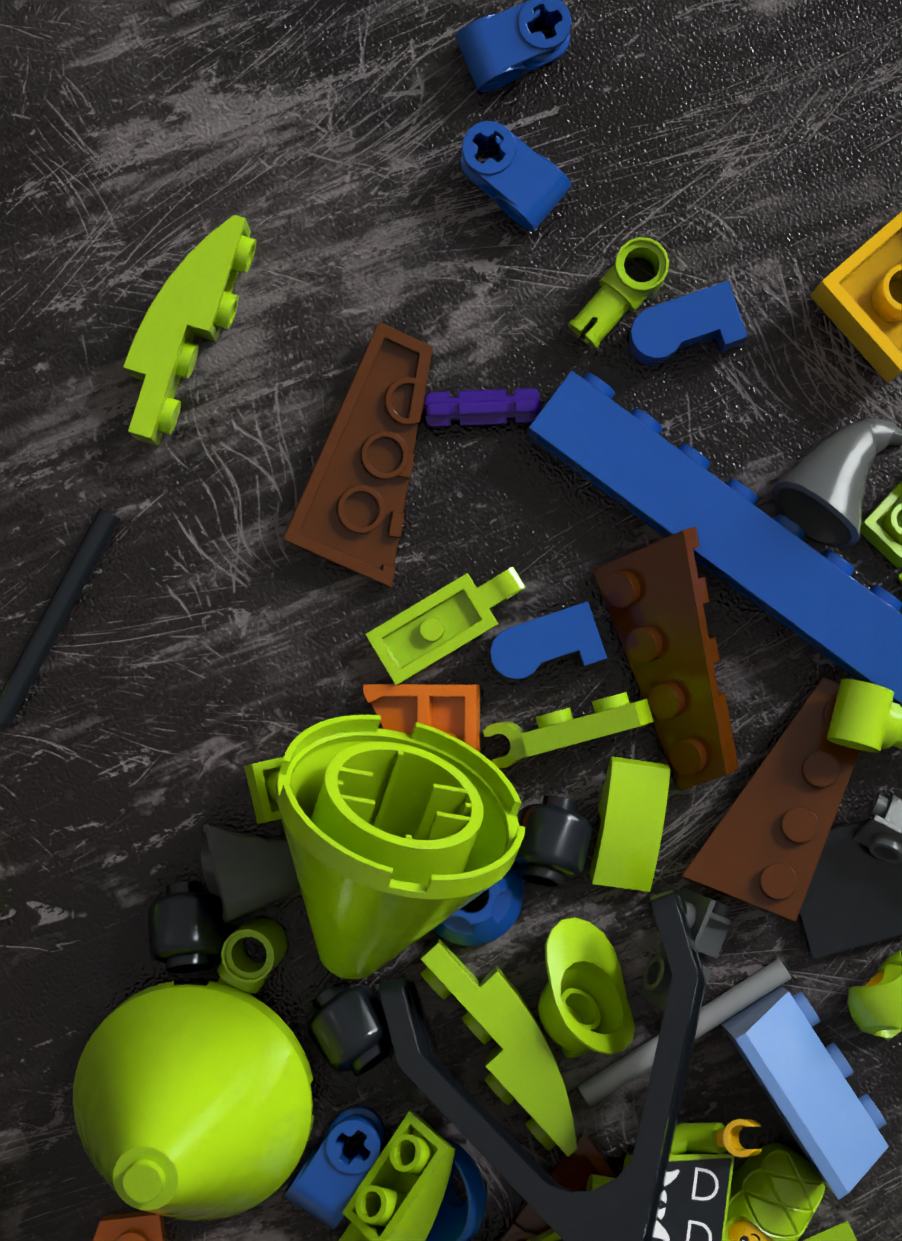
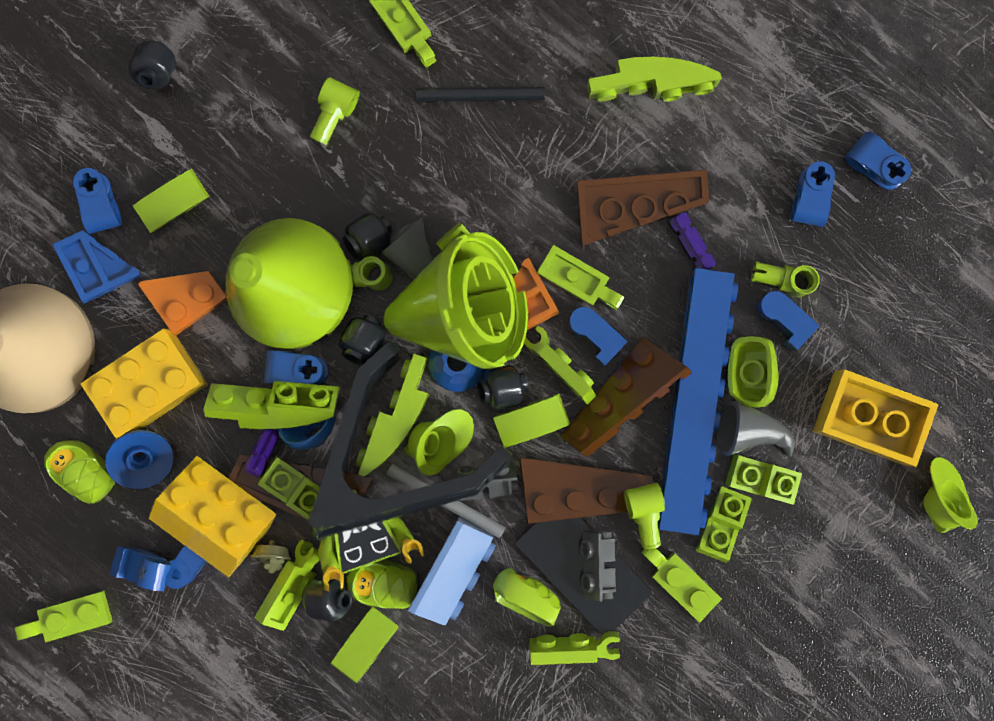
camera: 60 degrees right, 0 degrees up
(743, 425) = (753, 371): none -> lime piece

